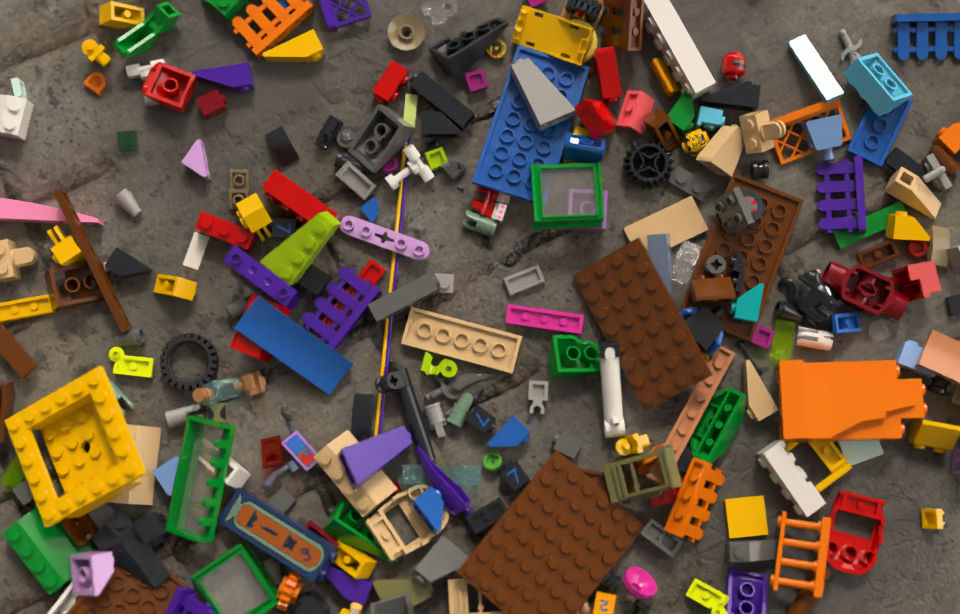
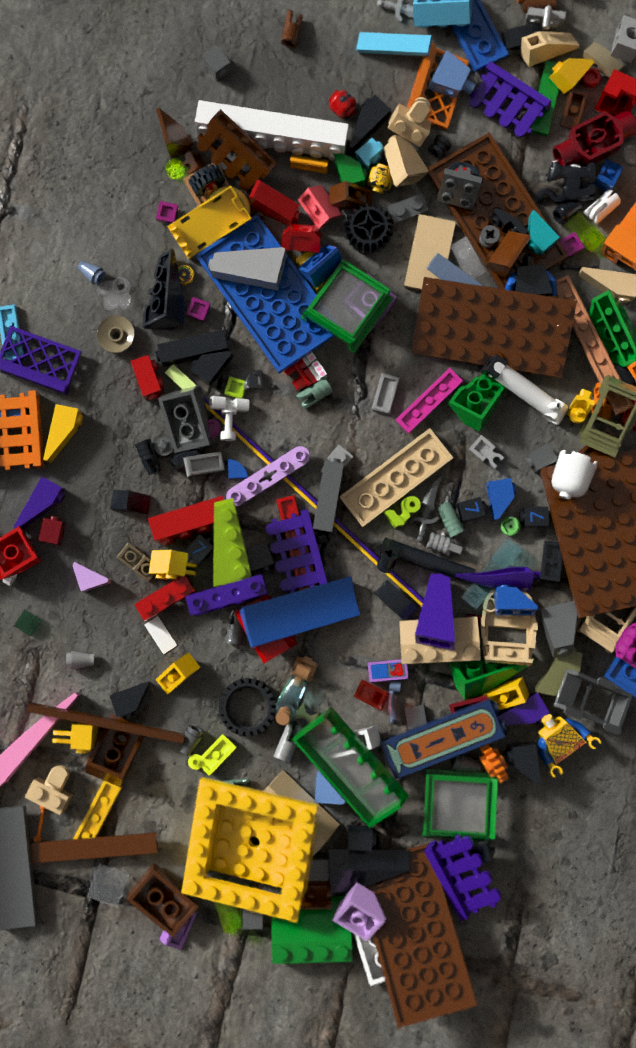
camera: 50 degrees left, 0 degrees up
(566, 478) = (573, 474): none -> white cylinder

